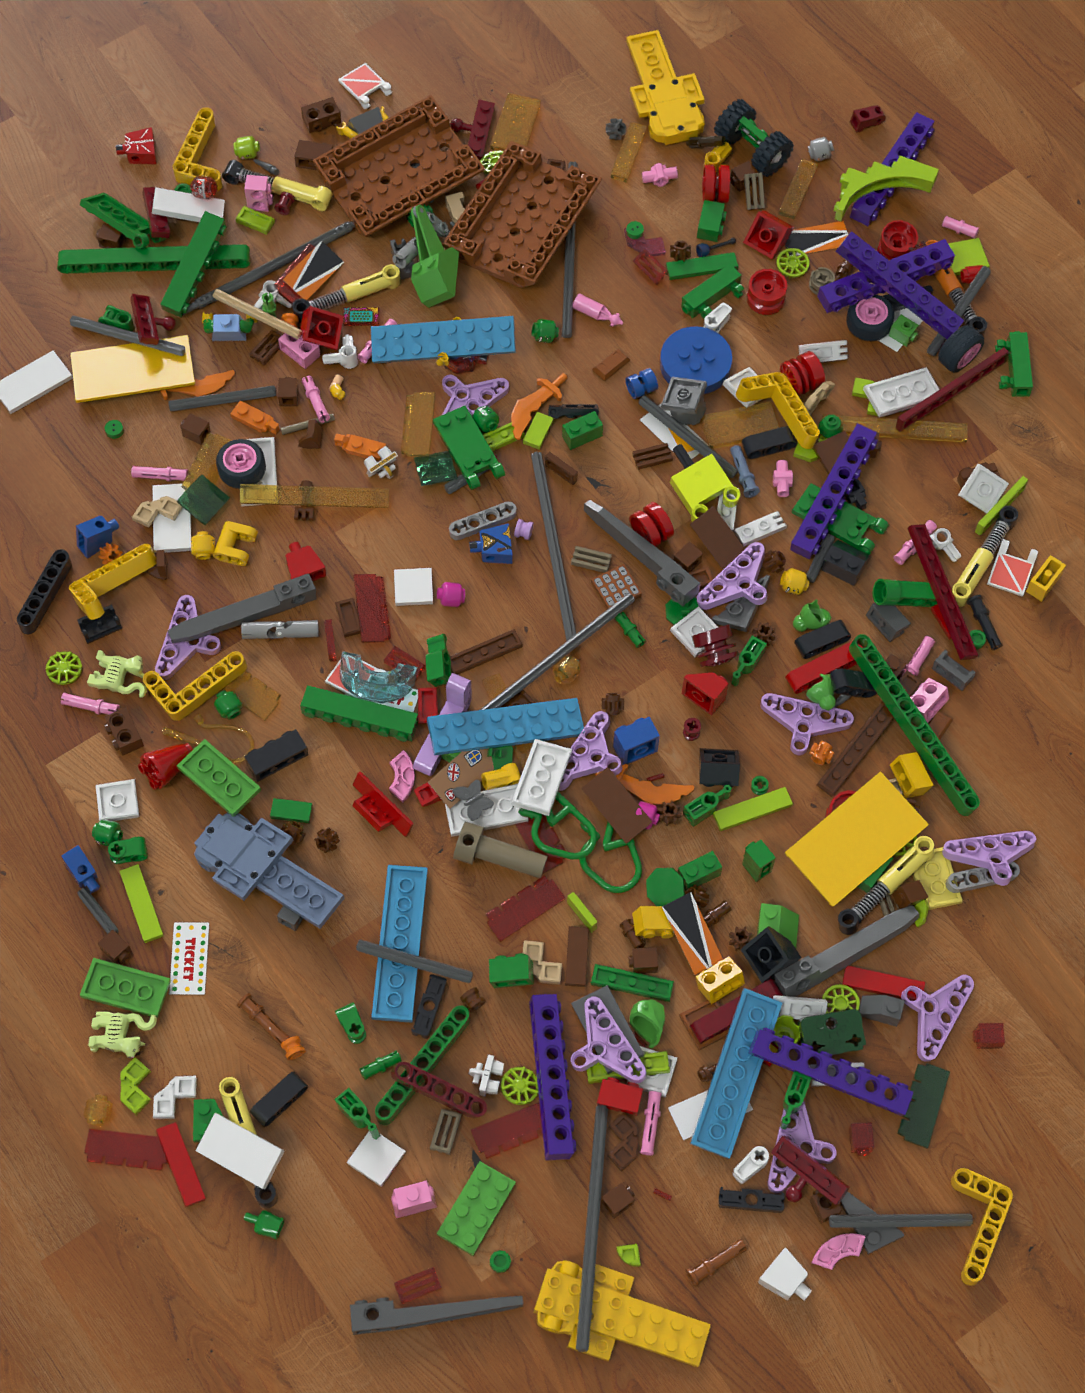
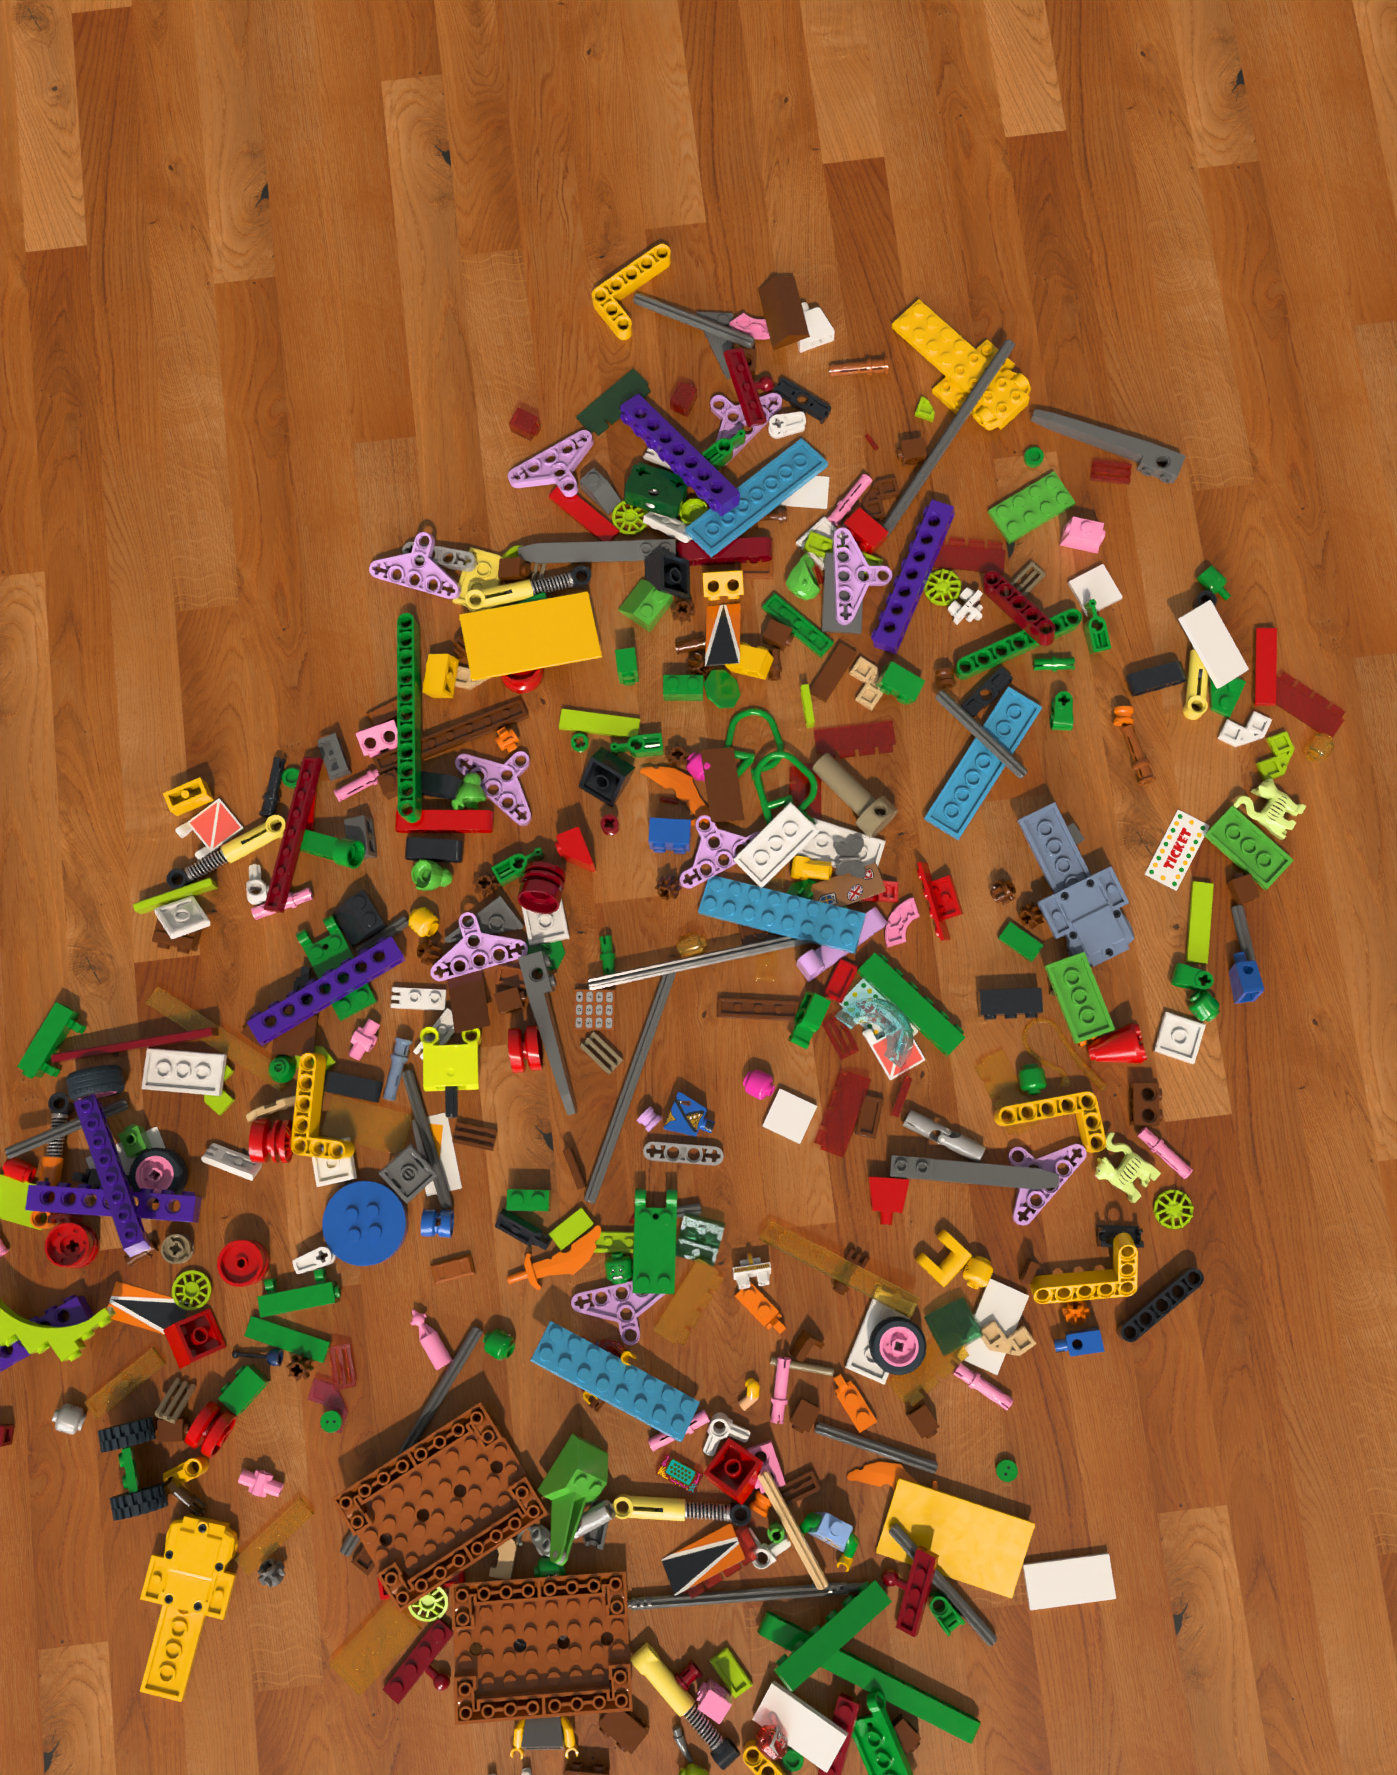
camera: 145 degrees left, 15 degrees up
(820, 1273) = (783, 311): none -> reddish brown slope

